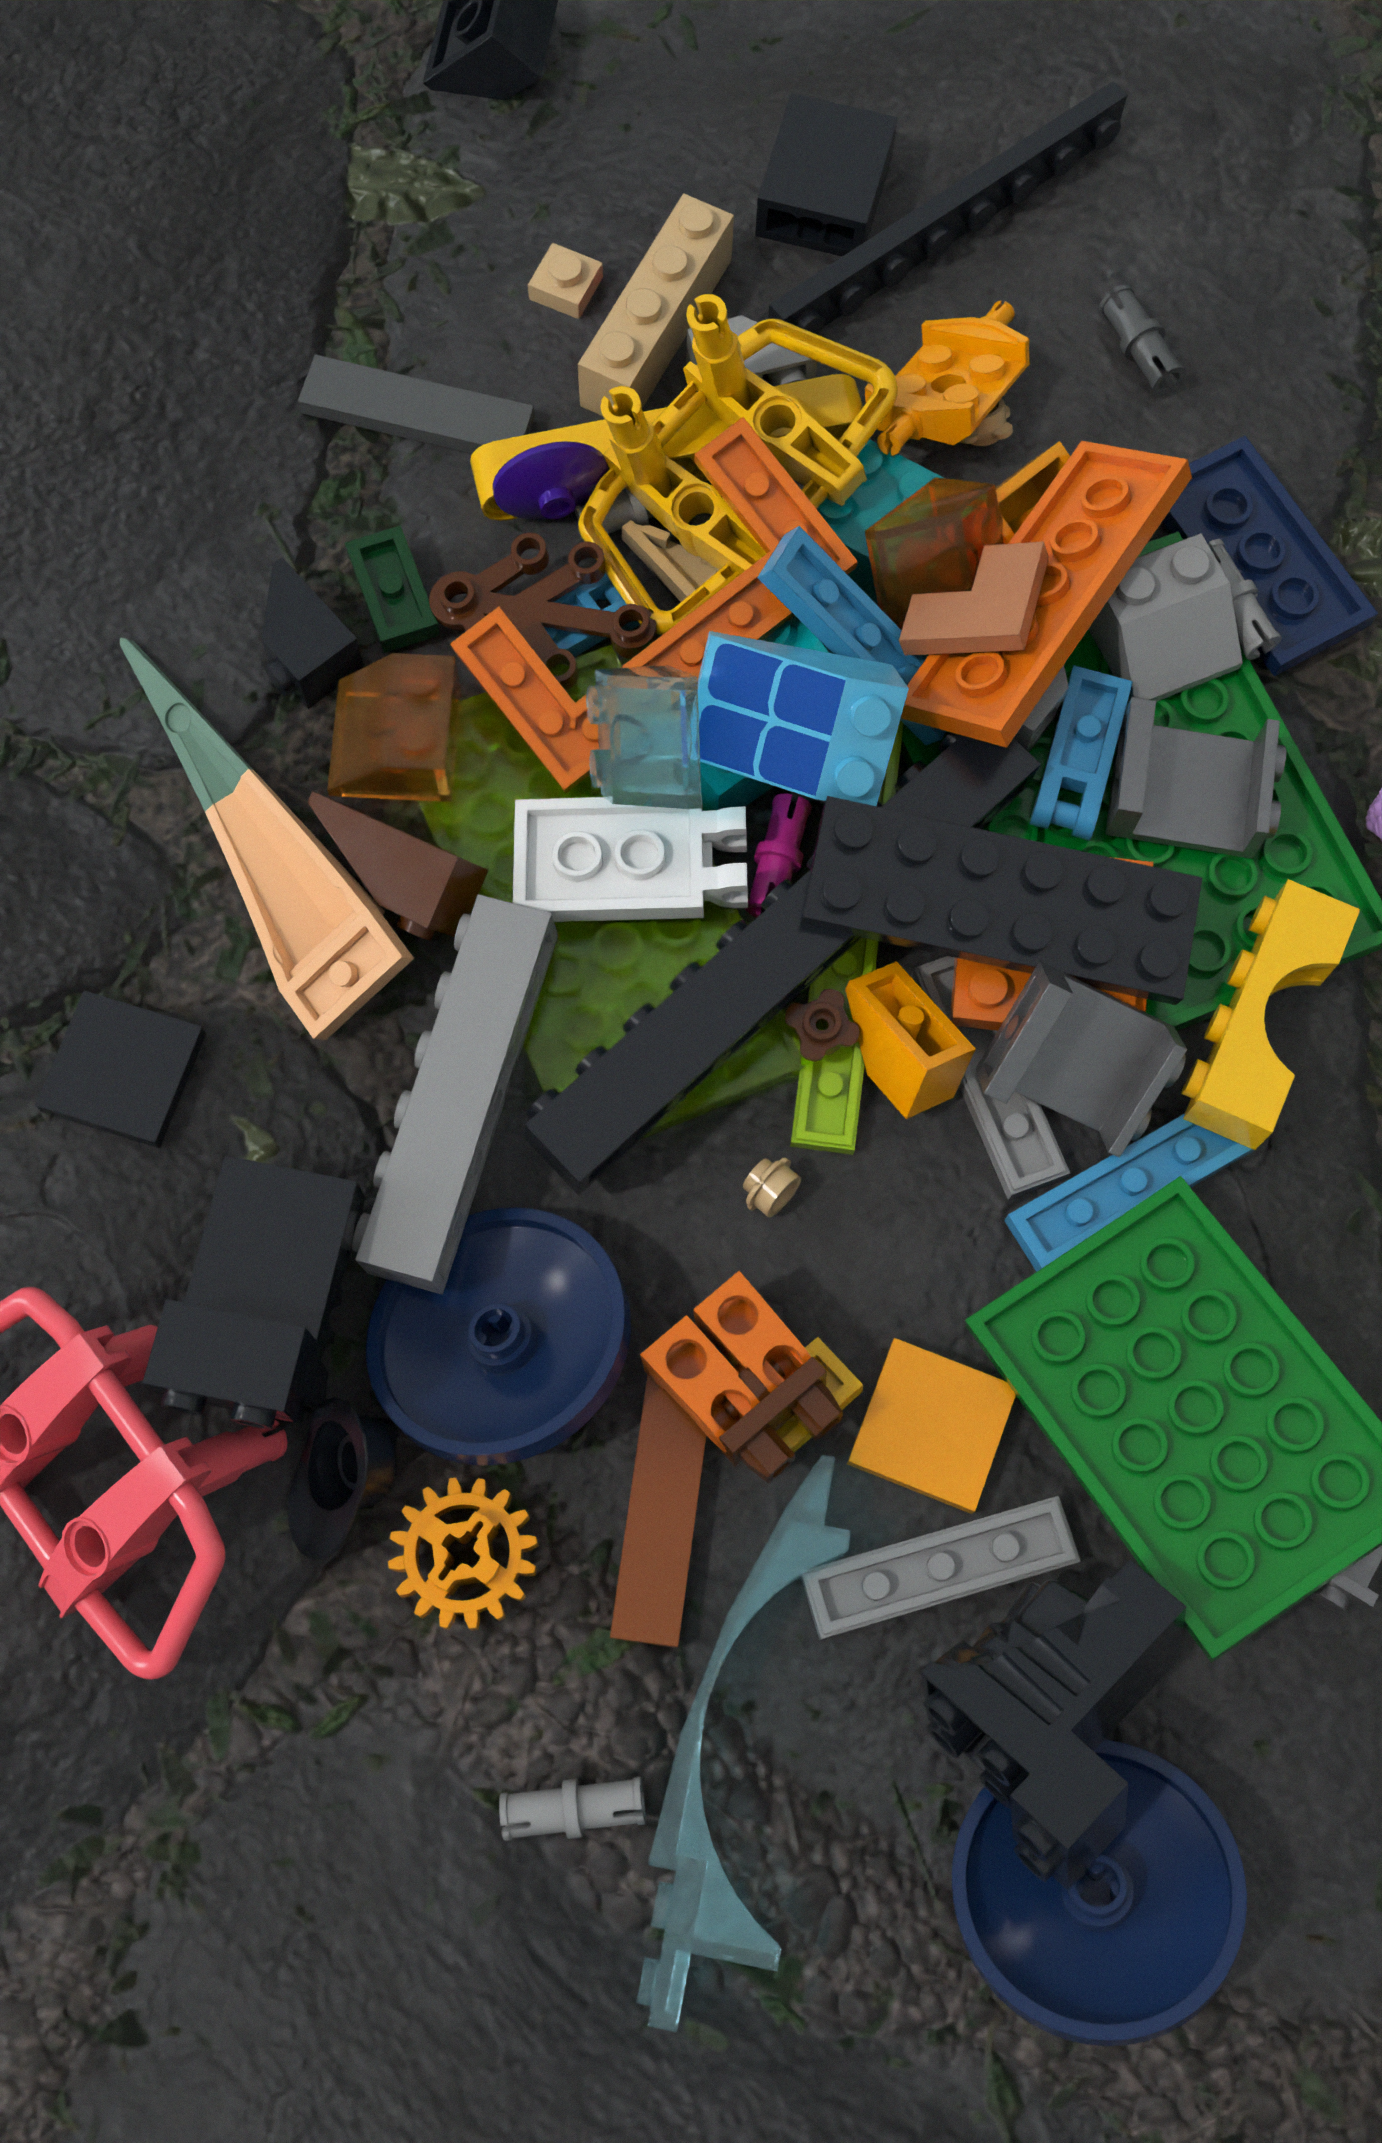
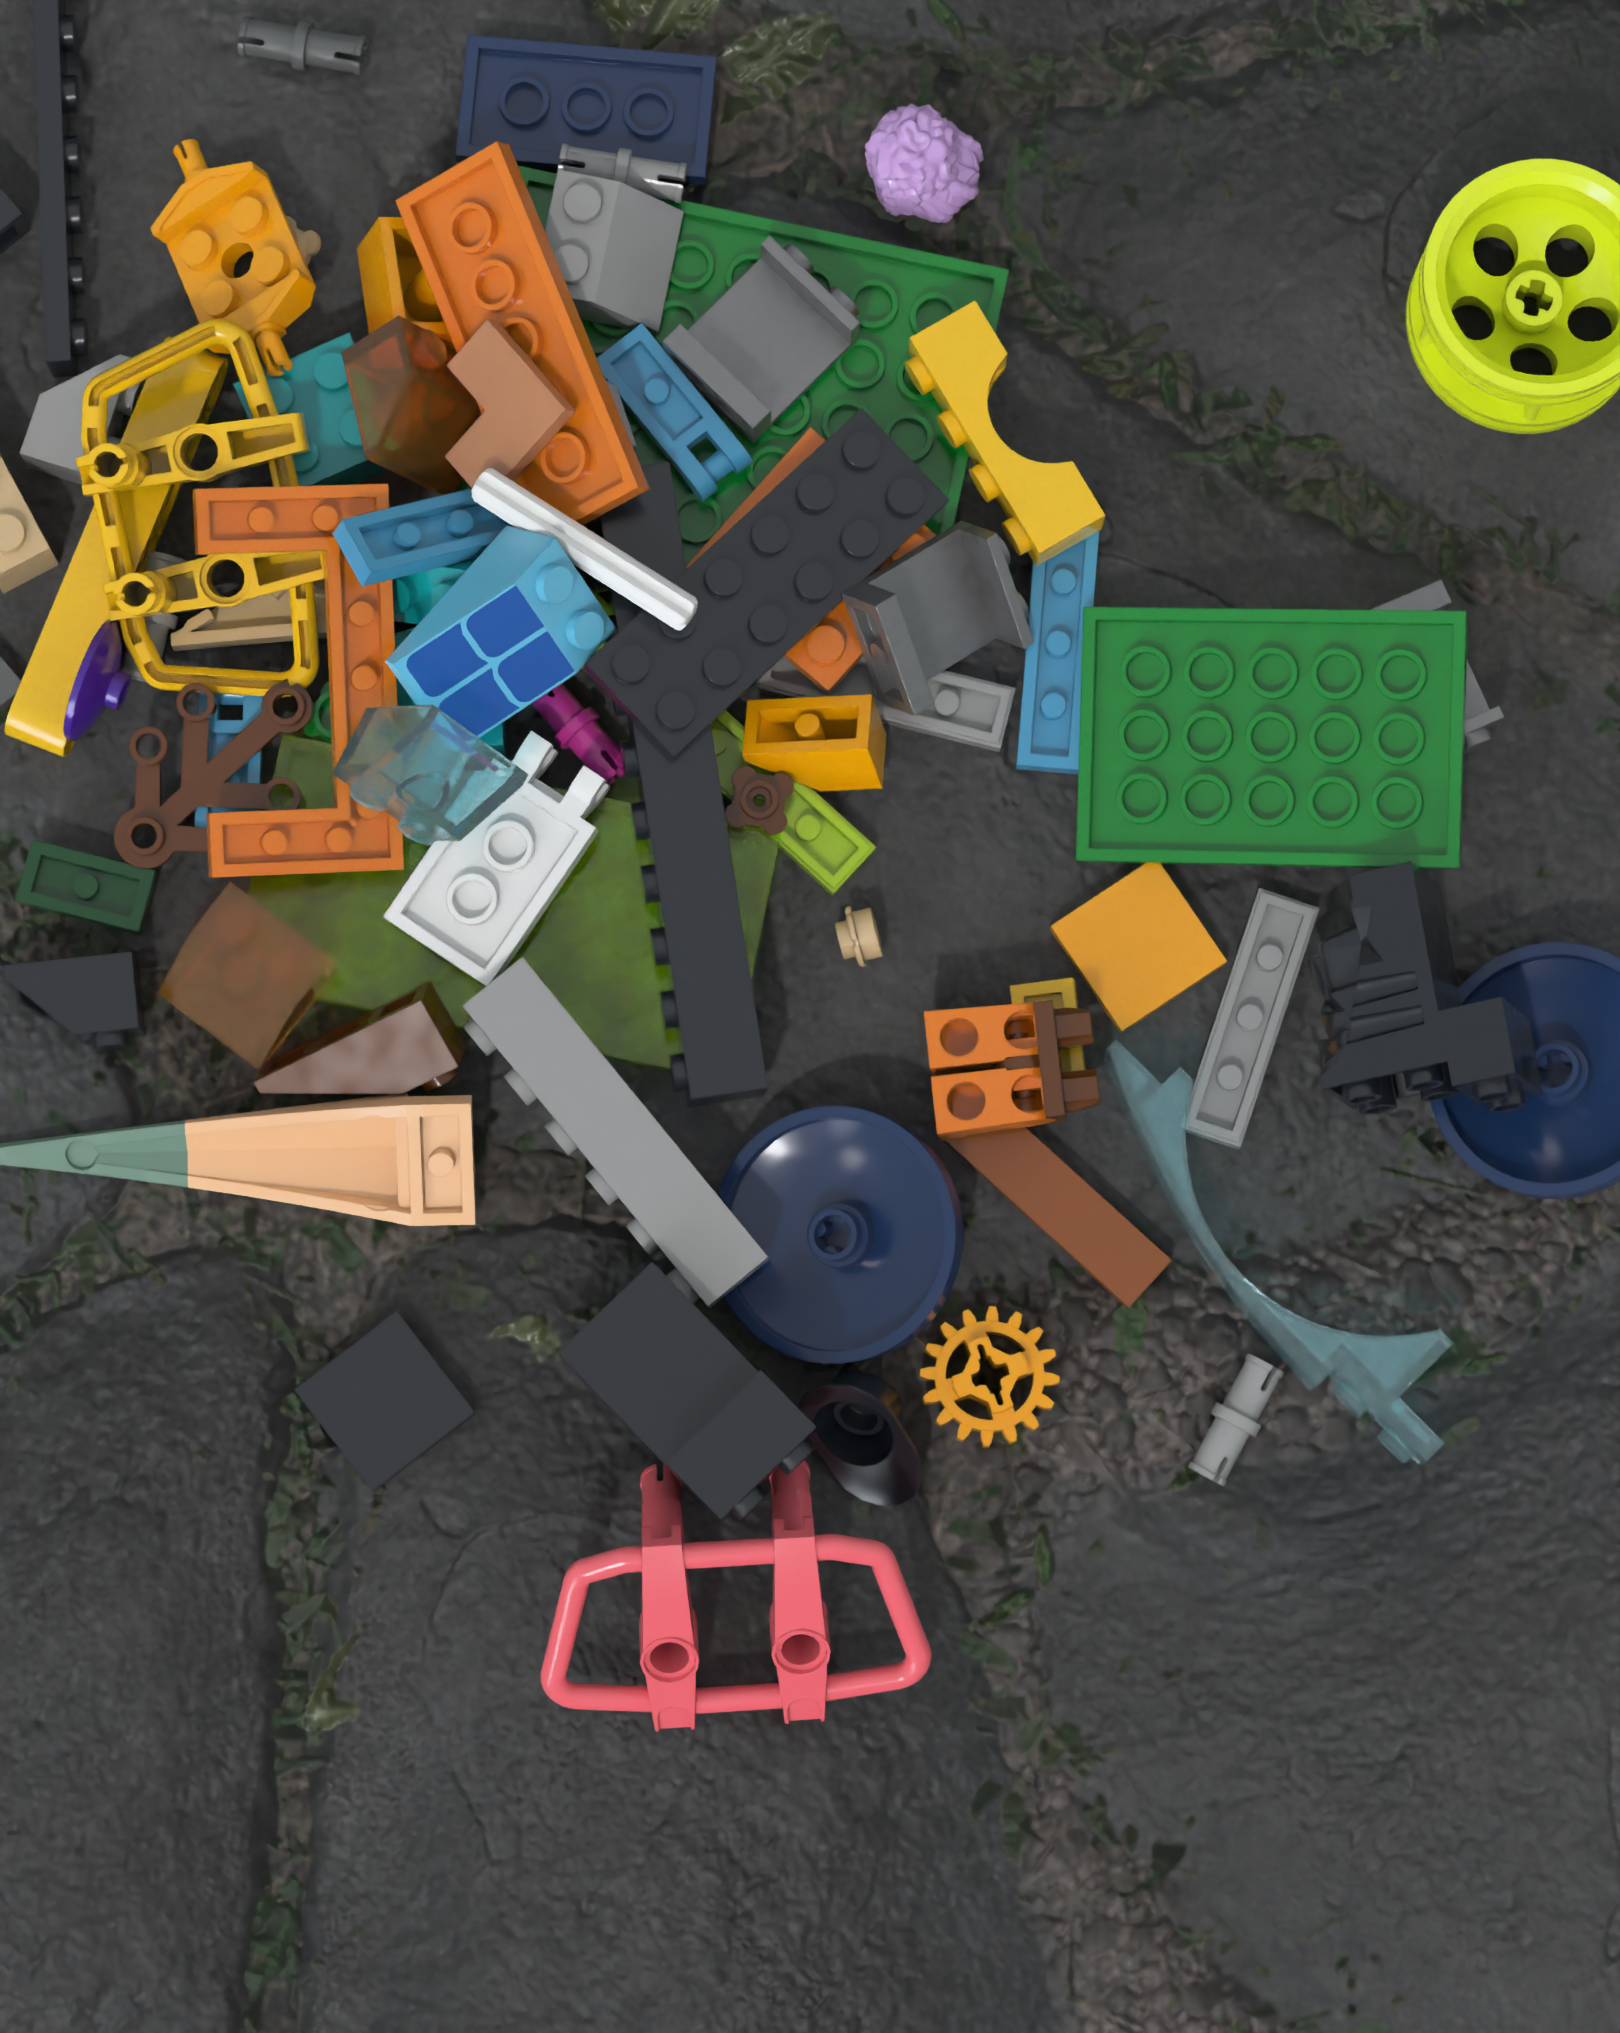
camera: 55 degrees left, 10 degrees up
(919, 733) = (586, 549): none -> white axle

